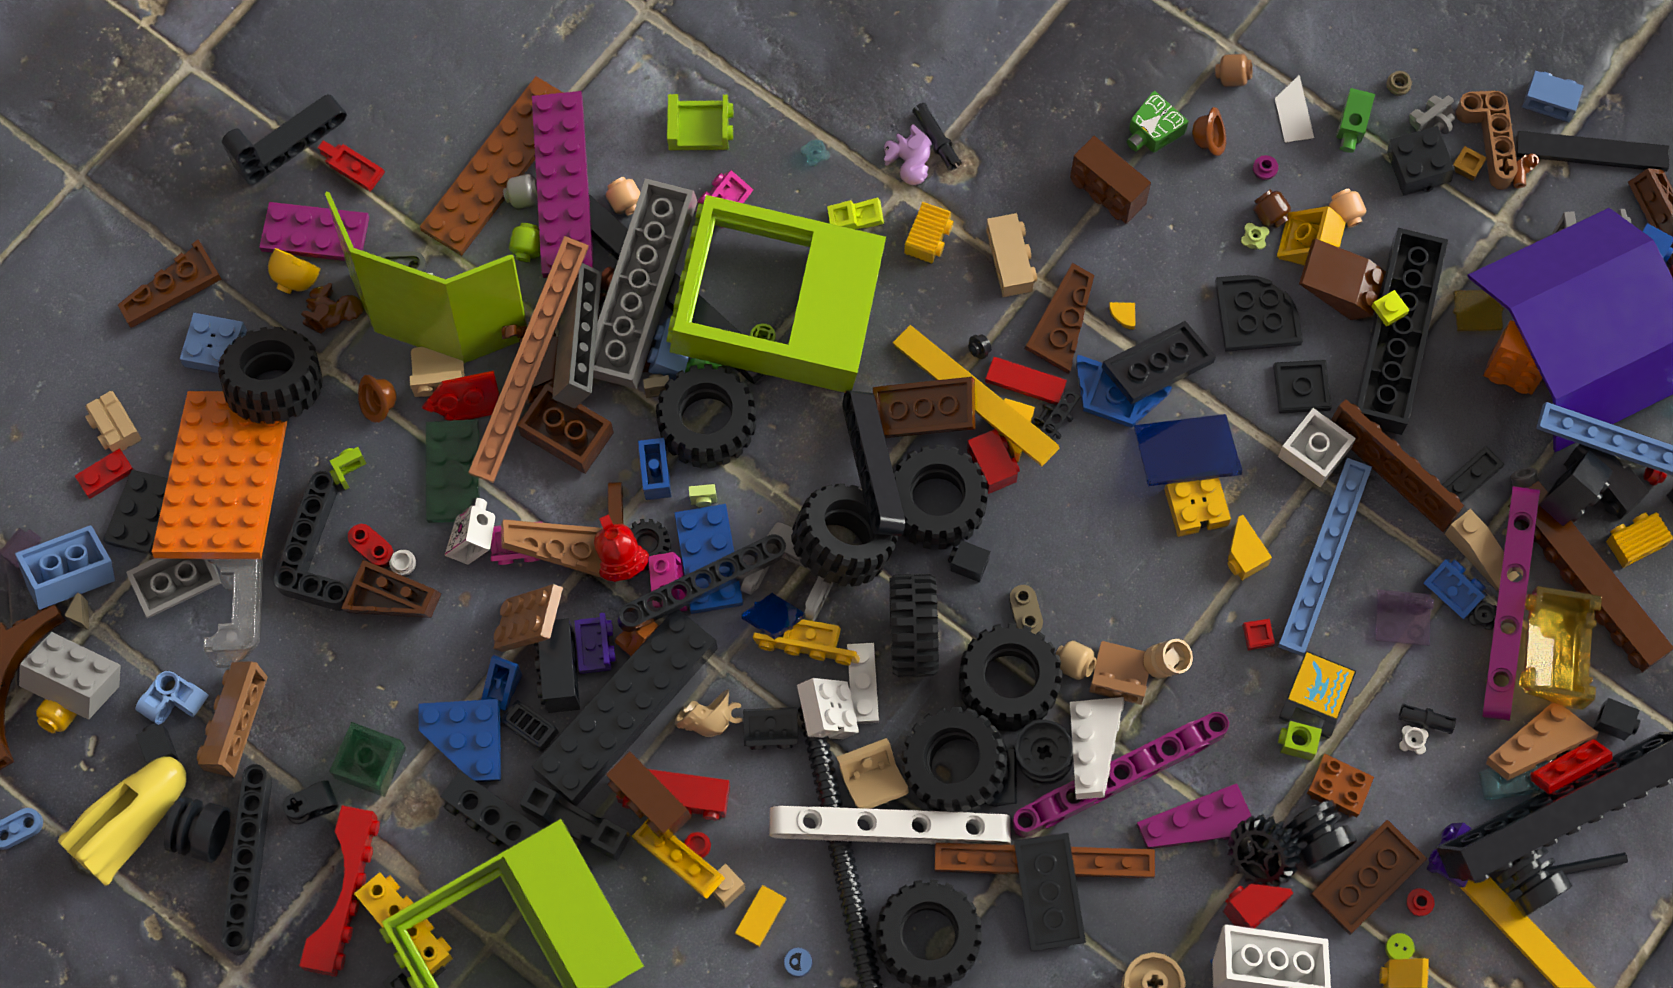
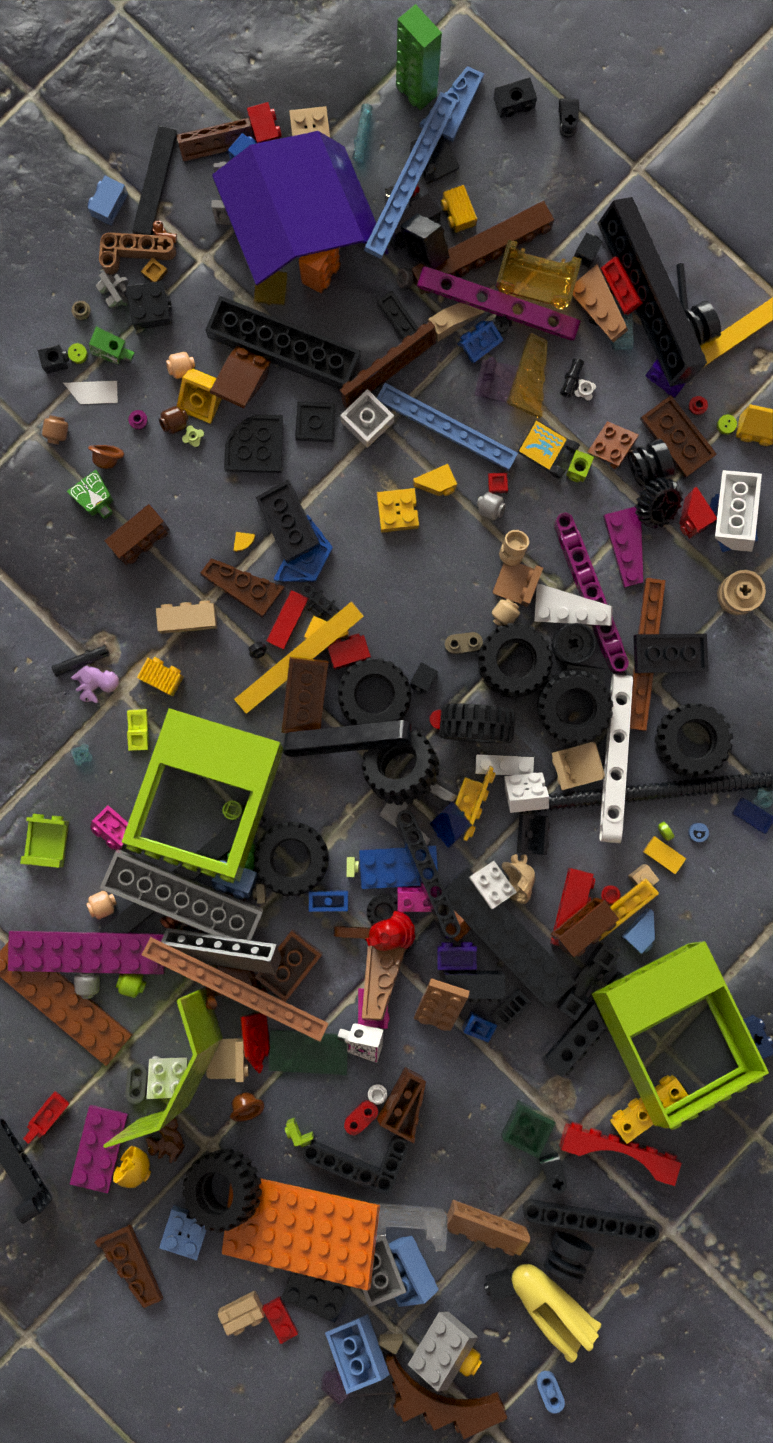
camera: 90 degrees left, 15 degrees up
(157, 703) = (465, 1282): light blue piece -> none
(171, 628) = (414, 1272): none -> medium blue slope
(466, 735) = (513, 1055): blue plate -> none
(648, 891) = (641, 932): none -> medium blue slope
(695, 676) = (492, 885): none -> white hinge
(794, 912) = (665, 831): none -> lime tile
(1187, 450) = (357, 510): clear blue piece -> none
(1223, 625) = (491, 506): none -> light grey head
(1328, 48) = (48, 353): none -> black brick
(1340, 86) = (77, 353): none -> lime tile
(1390, 308) = (270, 346): neon yellow plate -> none
(1407, 659) = (529, 379): none -> clear yellow wing

